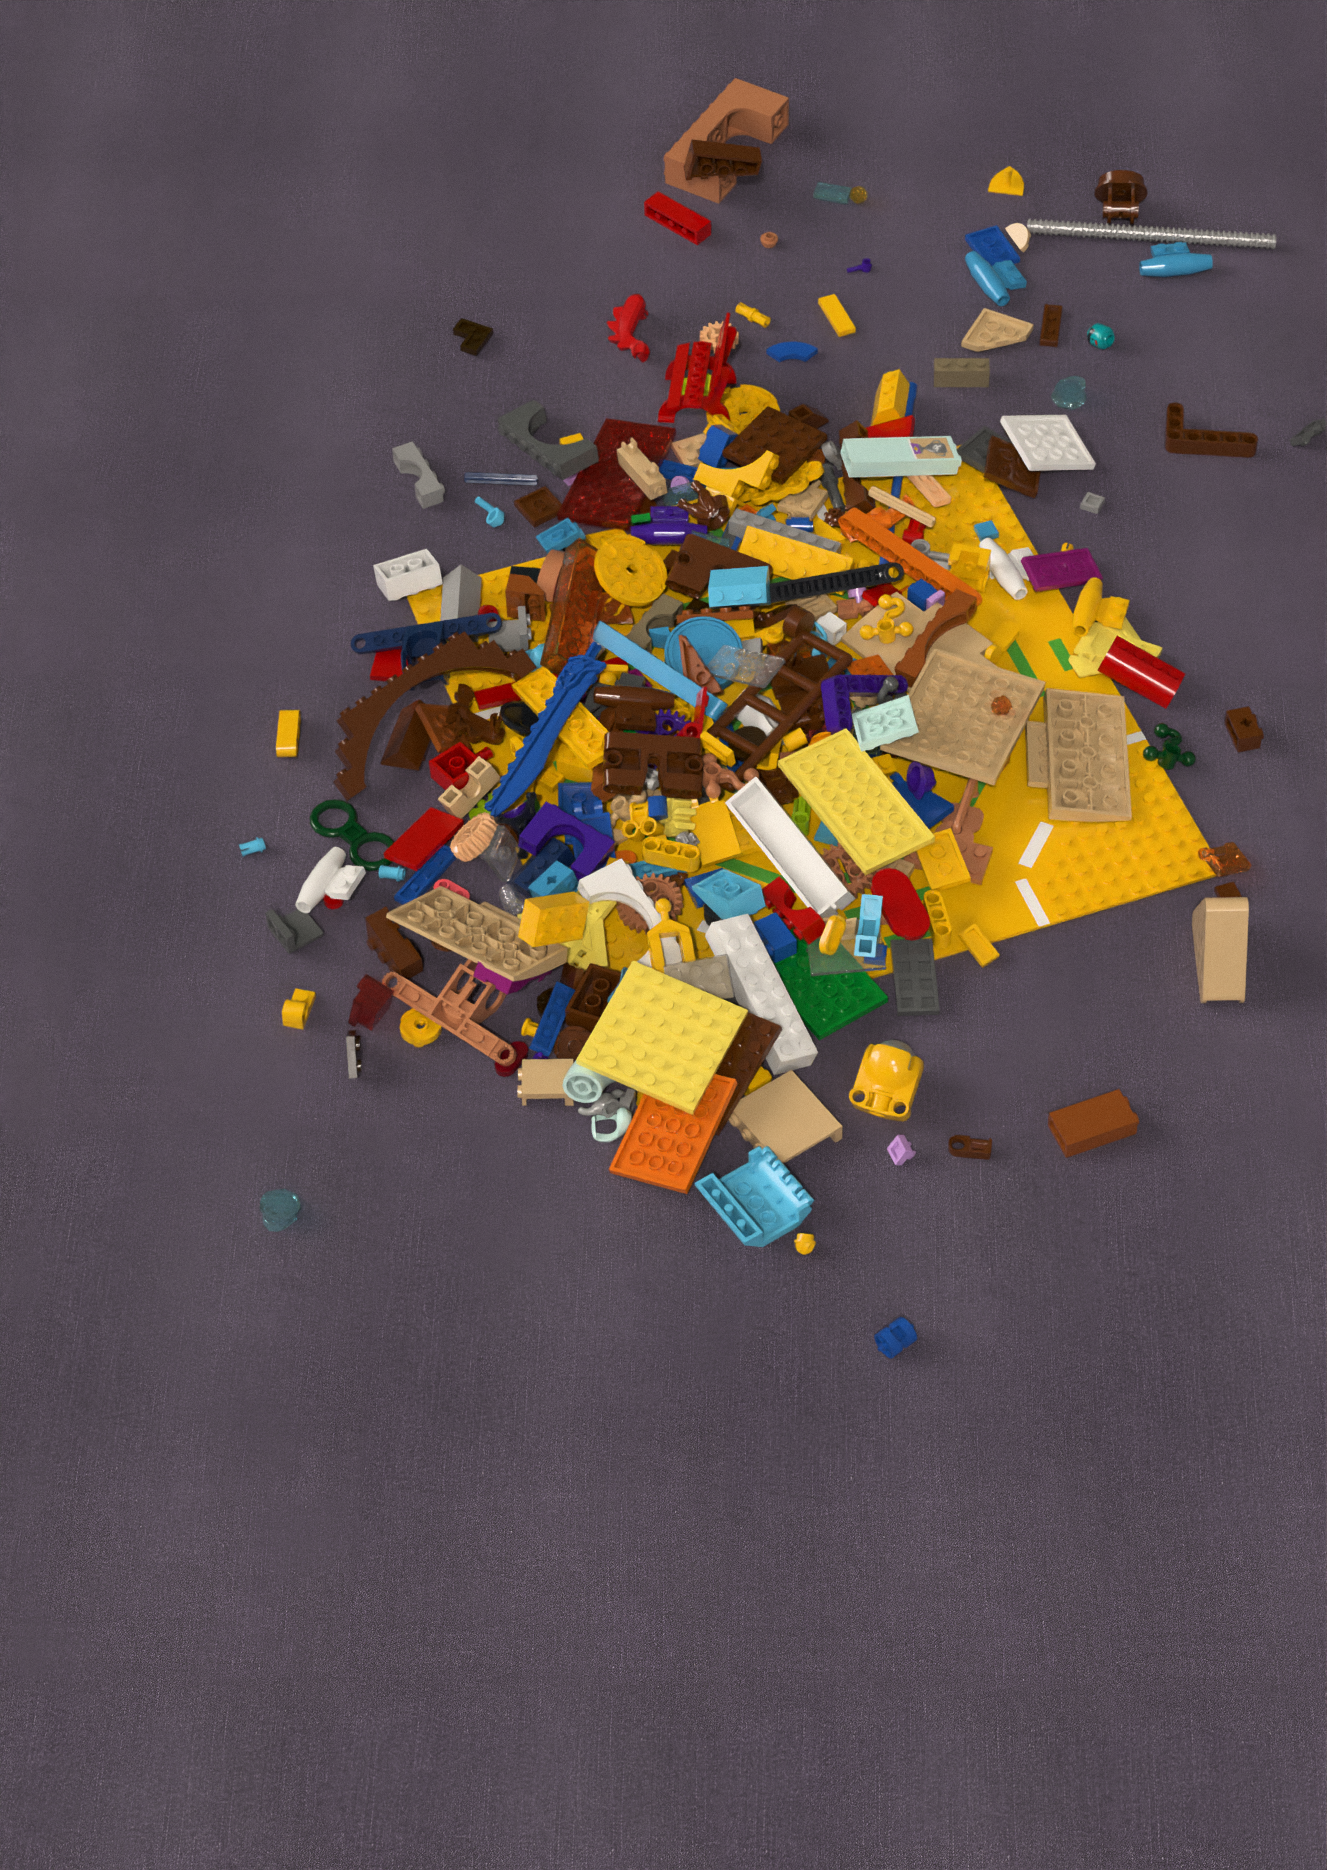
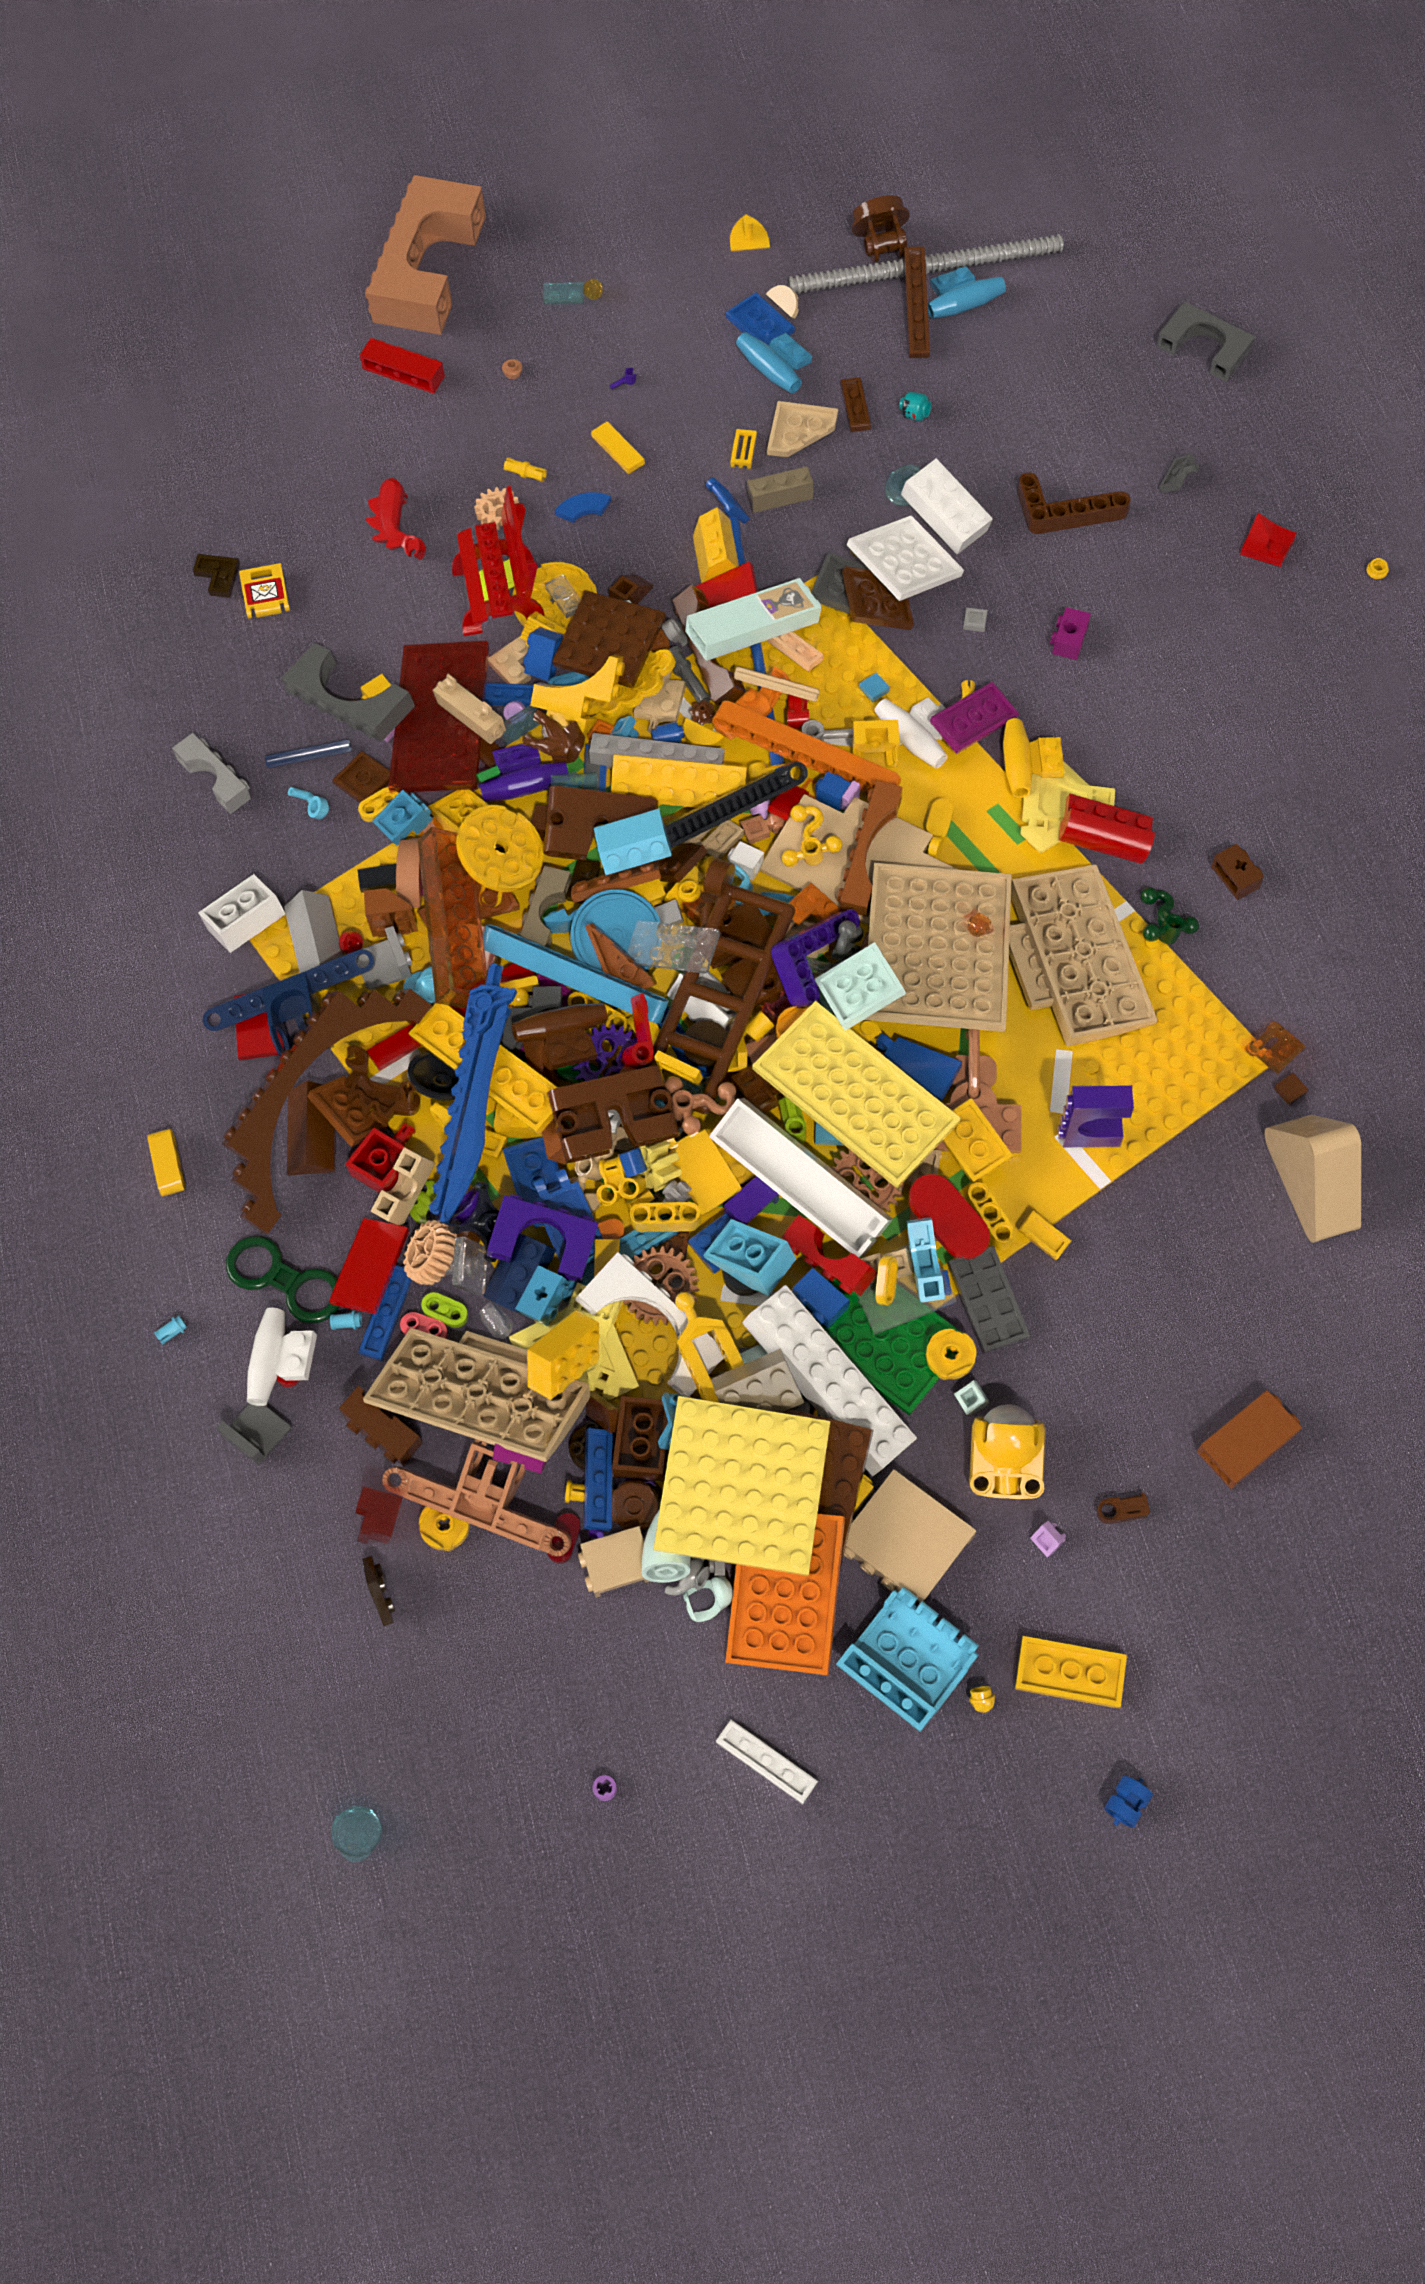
camera: 15 degrees left, 15 degrees up
(297, 1010) = (292, 1543): yellow plate -> none
(476, 885) = (446, 1309): none -> lime plate
(482, 1235) = (601, 1780): none -> medium lavender bush
(506, 355) = (264, 593): none -> container
(540, 525) = (375, 803): none -> yellow plate
(617, 1244) = (766, 1761): none -> white tile
(721, 159) = (433, 285): reddish brown wedge -> none
(746, 860) = (750, 1201): none -> dark purple panel
(749, 407) = (563, 595): none -> clear plate
(863, 1010) = (955, 1341): none -> yellow plate
(874, 1037) = (972, 1398): none -> light aqua brick
(883, 1243) = (1071, 1672): none -> yellow plate
(913, 370) = (724, 496): none -> blue plate
(920, 779) = (915, 1042): dark purple piece -> none
(938, 347) = (741, 462): none -> yellow tile
(1036, 876) = (1095, 1116): none -> dark purple arch
(1097, 412) = (946, 506): none -> white brick
(1130, 259) = (916, 302): none -> reddish brown plate
(1169, 528) = (1071, 633): none -> magenta brick

